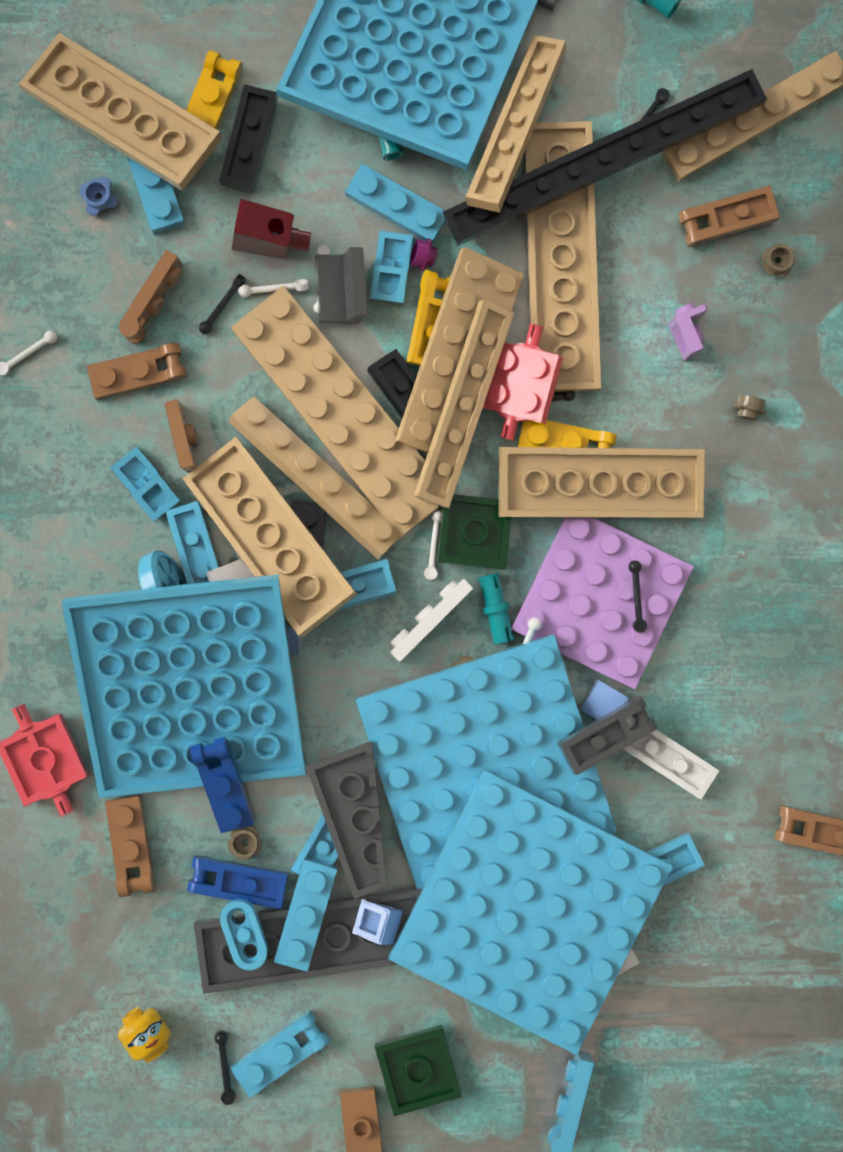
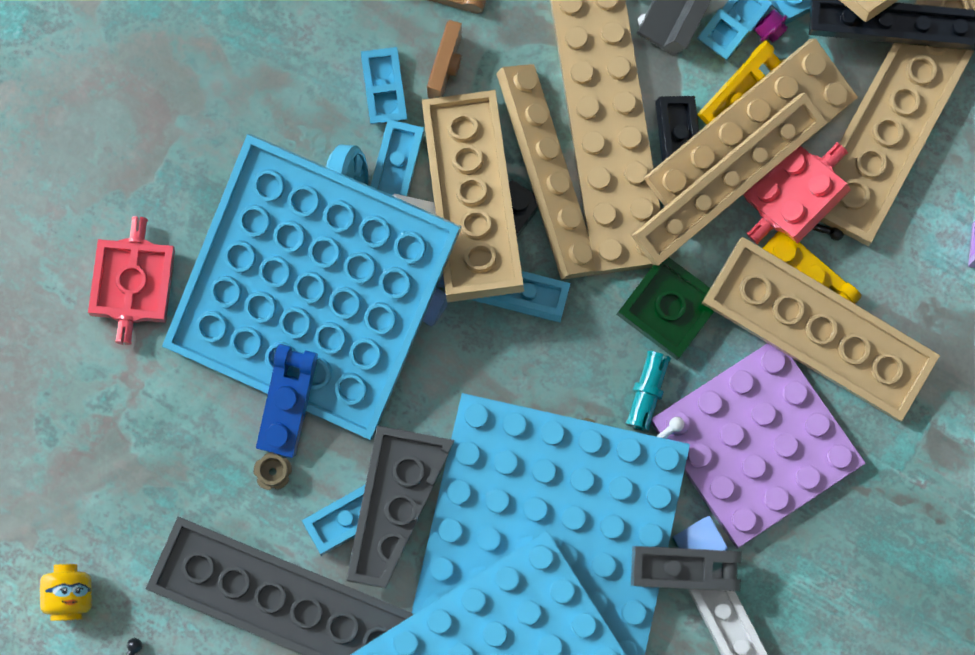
camera: 30 degrees right, 10 degrees down
(130, 844) = (163, 409): medium nougat plate -> none
(238, 881) = (244, 505): blue plate -> none
(244, 933) = (220, 552): medium azure plate -> none
(305, 914) = (290, 570): medium azure plate -> none
(377, 922) = (355, 619): light blue slope -> none
(430, 572) = (605, 322): white hinge -> none
(430, 618) = (578, 363): white plate -> none
(639, 624) = (779, 485): black hinge -> none

